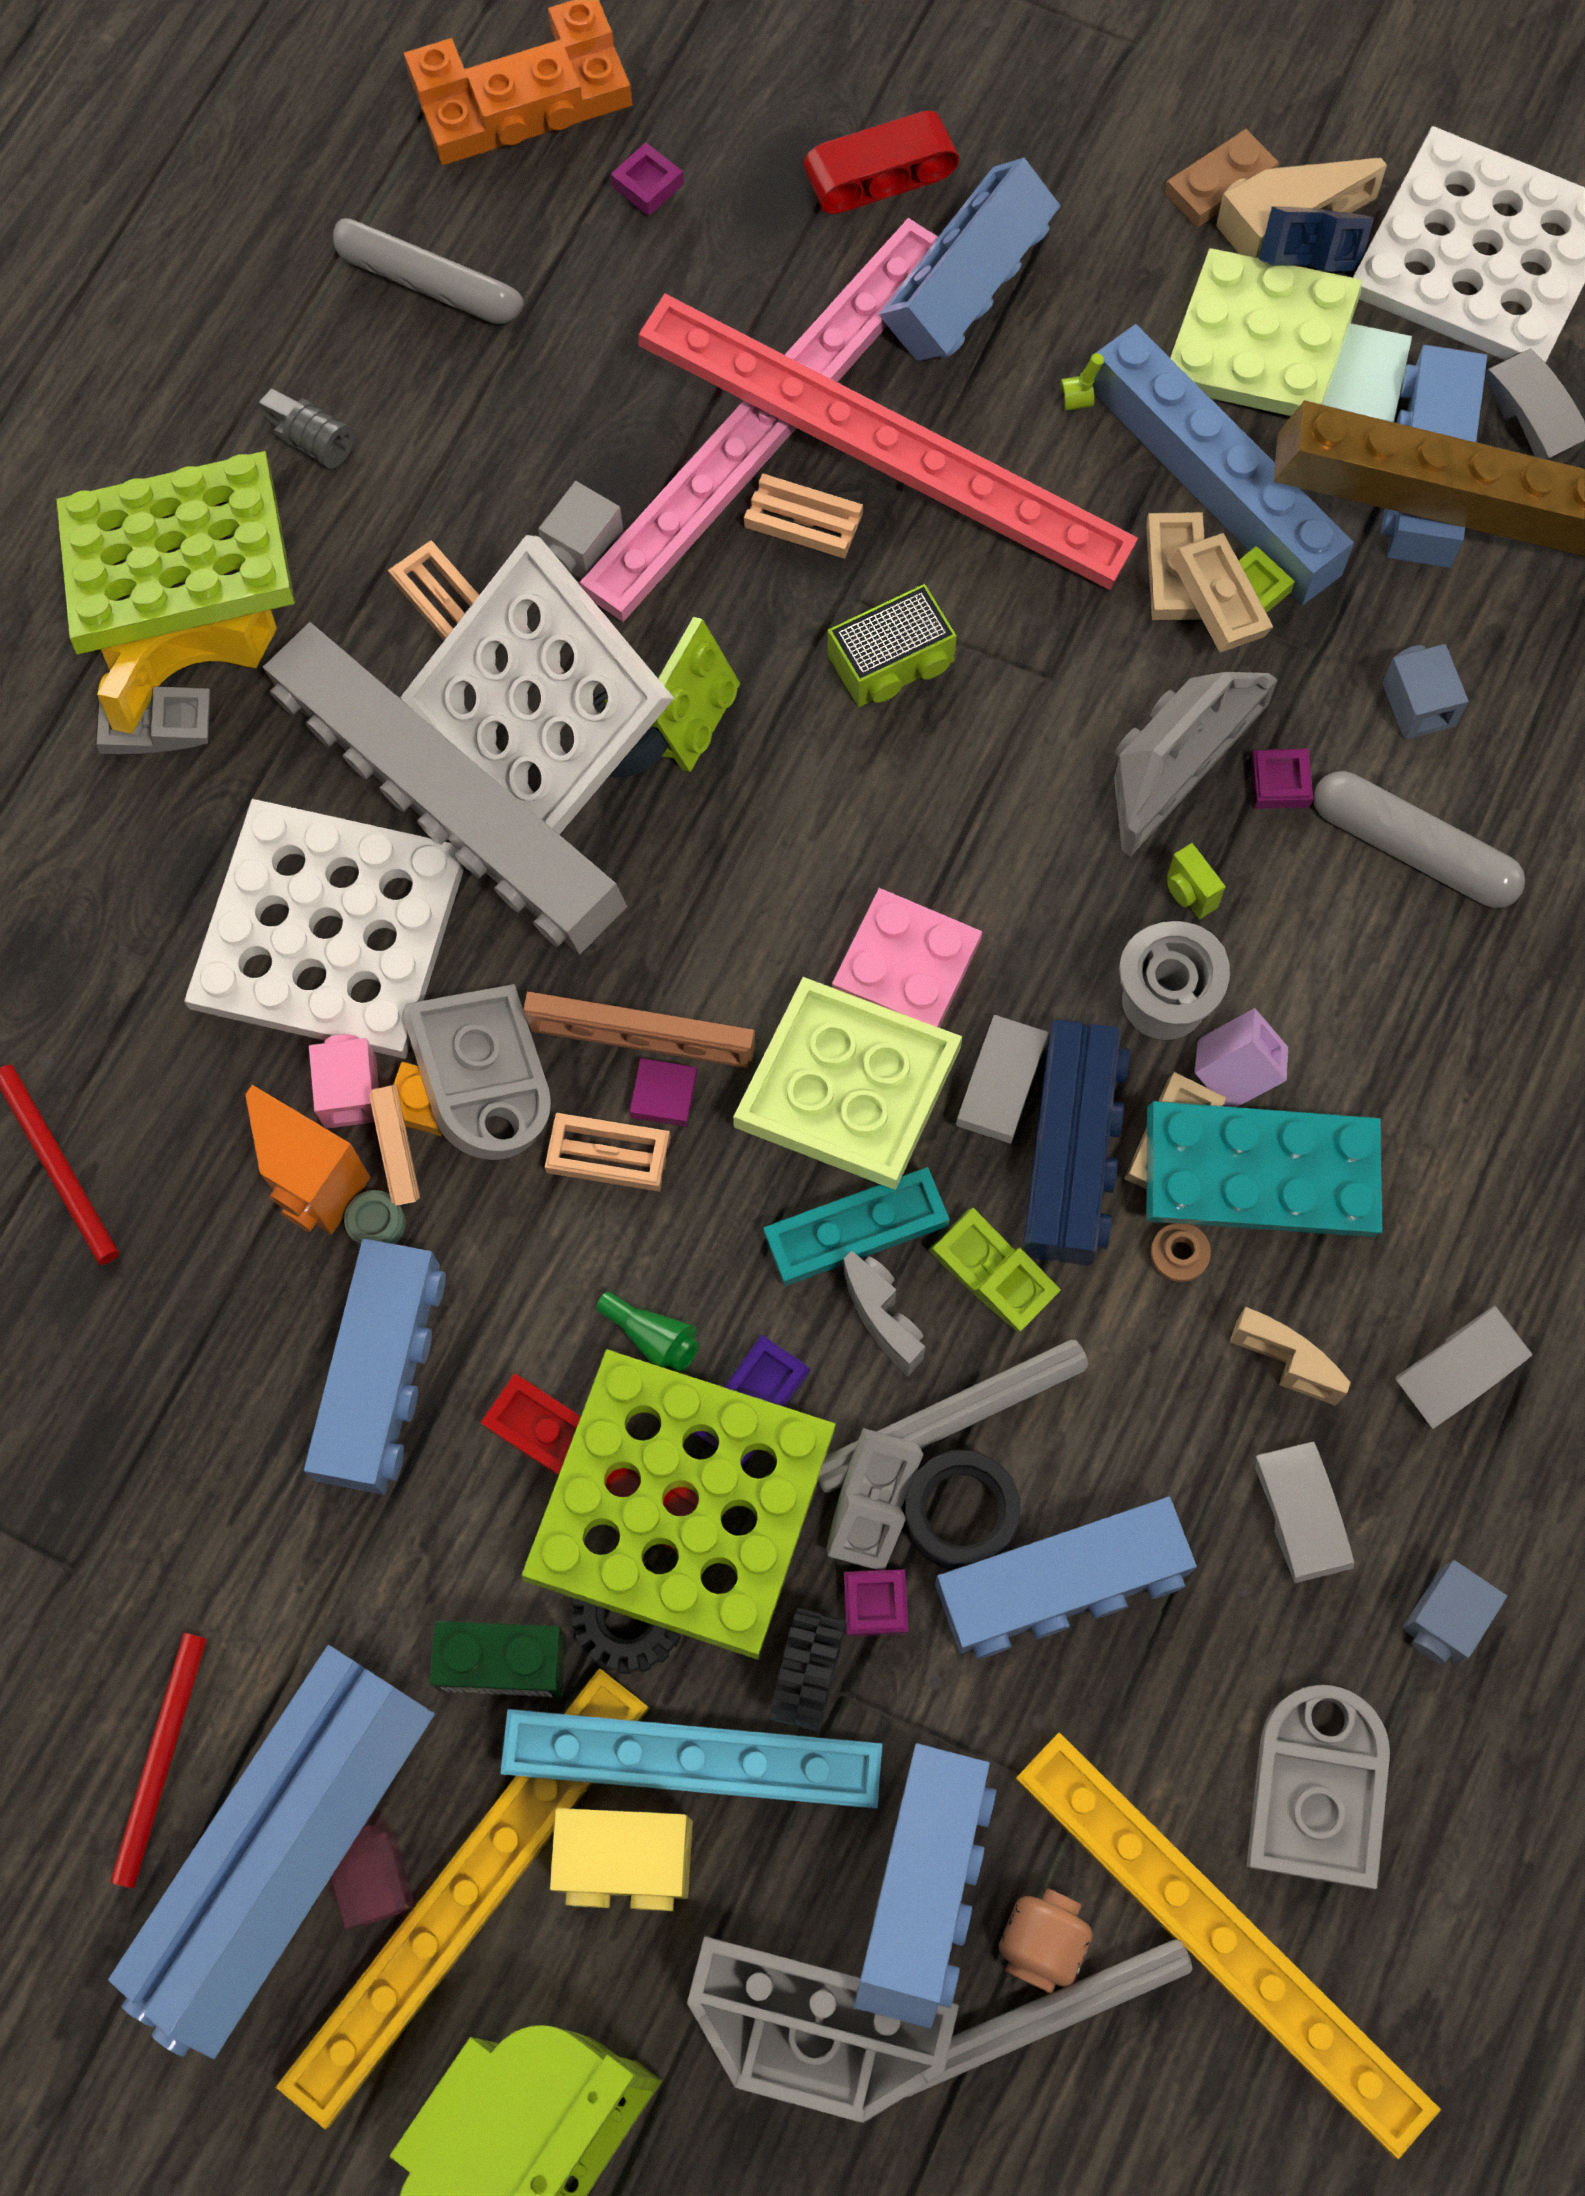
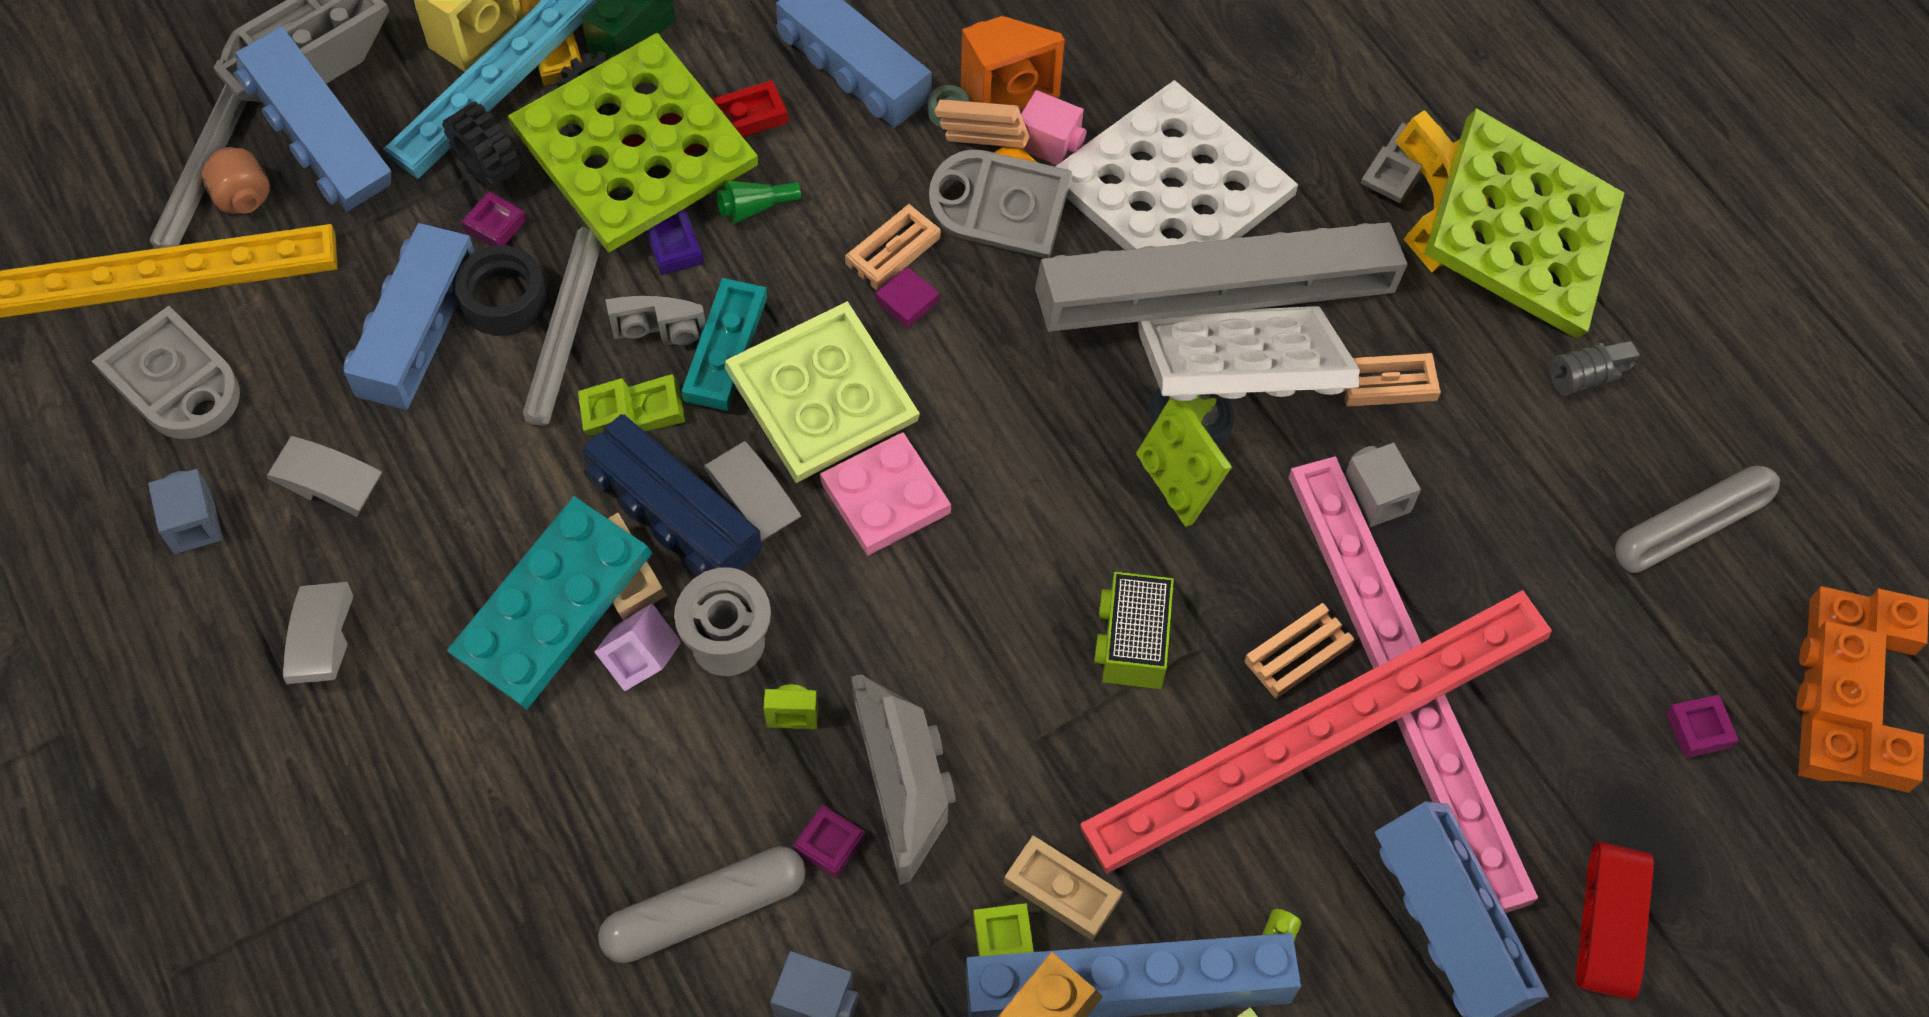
camera: 120 degrees right, 10 degrees down
(640, 1030) = (956, 301): nougat tile -> none
(871, 1500) = (550, 245): light grey slope -> none
(1175, 1268) = (541, 506): medium nougat plate -> none
(1221, 592) = (1005, 882): tan plate -> none
(1306, 1366) = (404, 537): tan slope -> none

